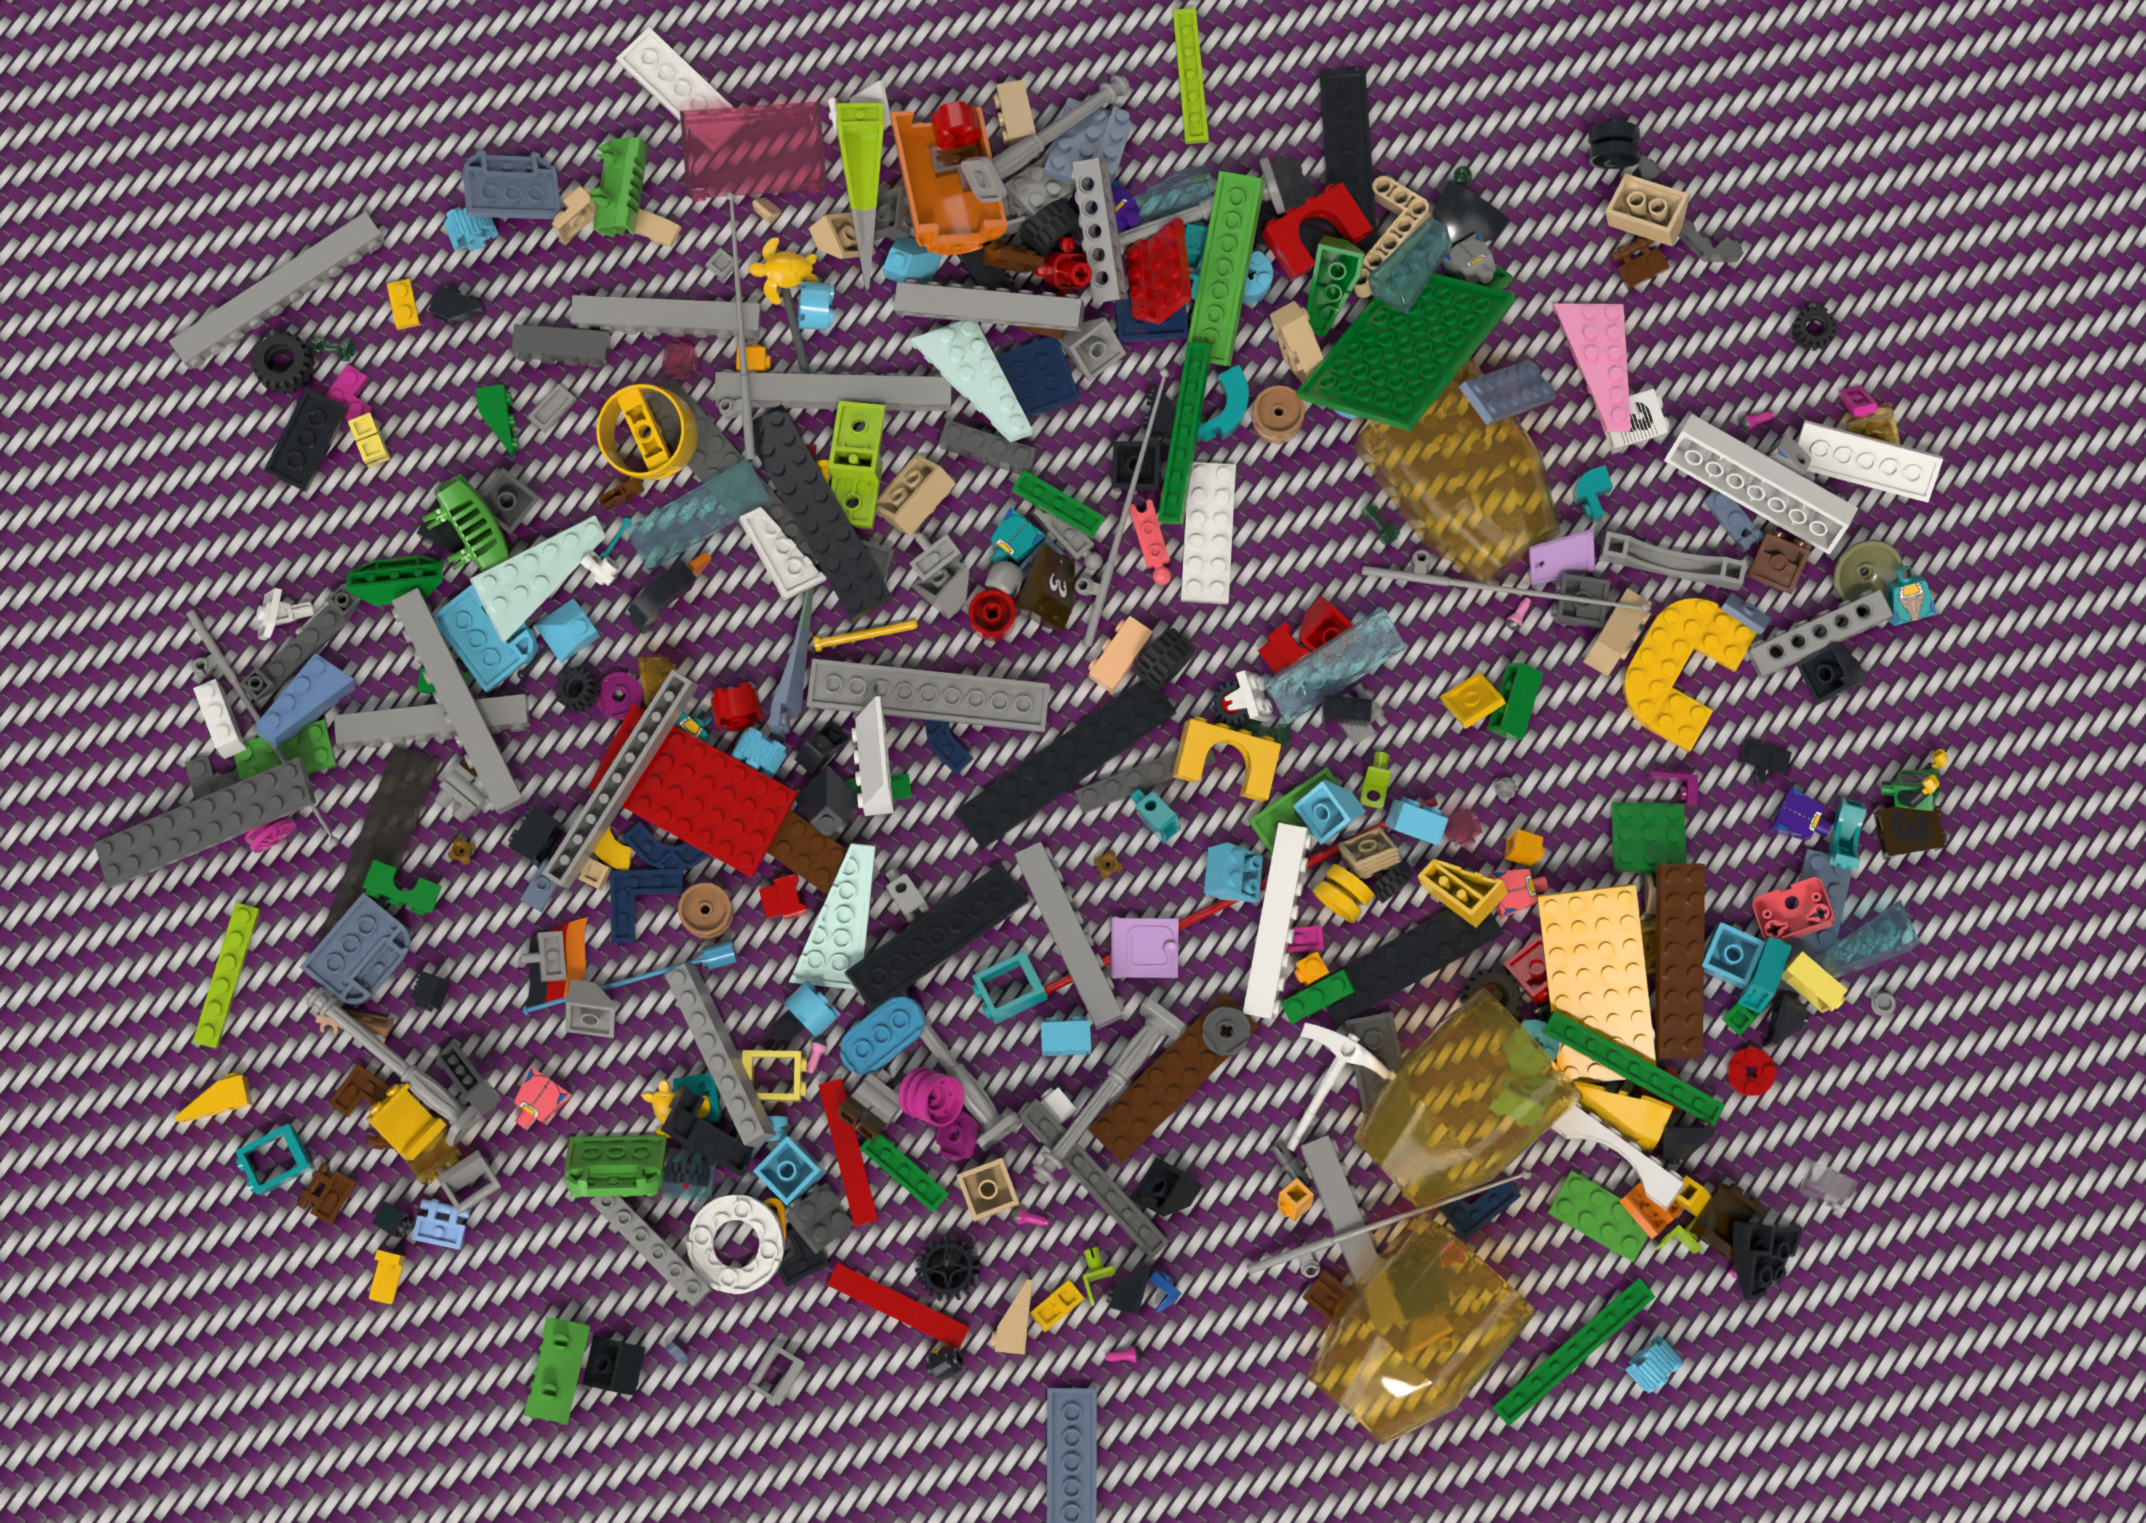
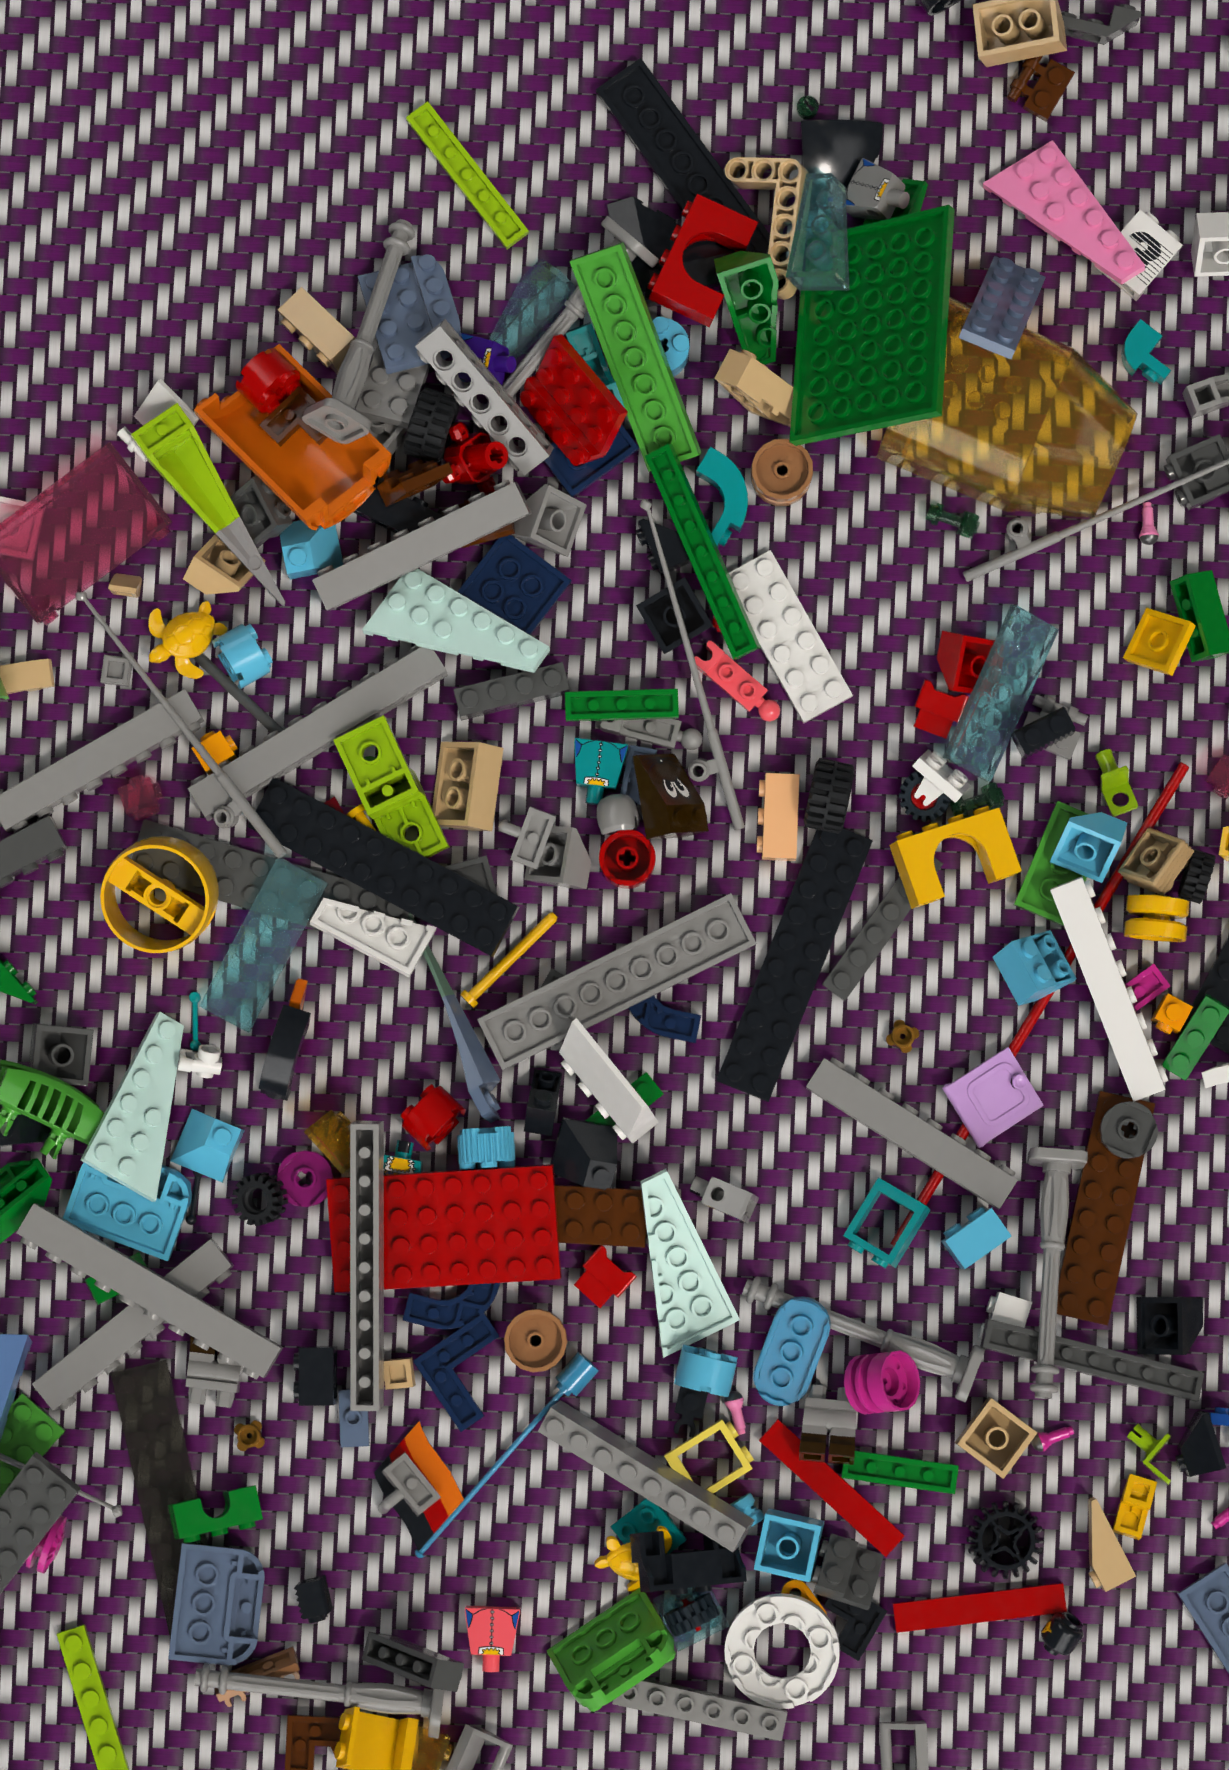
camera: 30 degrees left, 5 degrees up
(552, 408) = (41, 928): light grey tile -> none
(589, 1010) = (485, 1513): light grey slope -> none
(613, 852) = (404, 1340): yellow tile -> none
(621, 494) = (171, 973): reddish brown piece -> none
(936, 937) = (783, 1220): black plate -> none
(968, 1134) = (944, 1401): magenta plate -> none
(1156, 815) = (931, 961): teal torso -> none
(1412, 820) = (1183, 800): medium azure brick -> none
(1563, 555) = (1158, 440): lavender container -> none

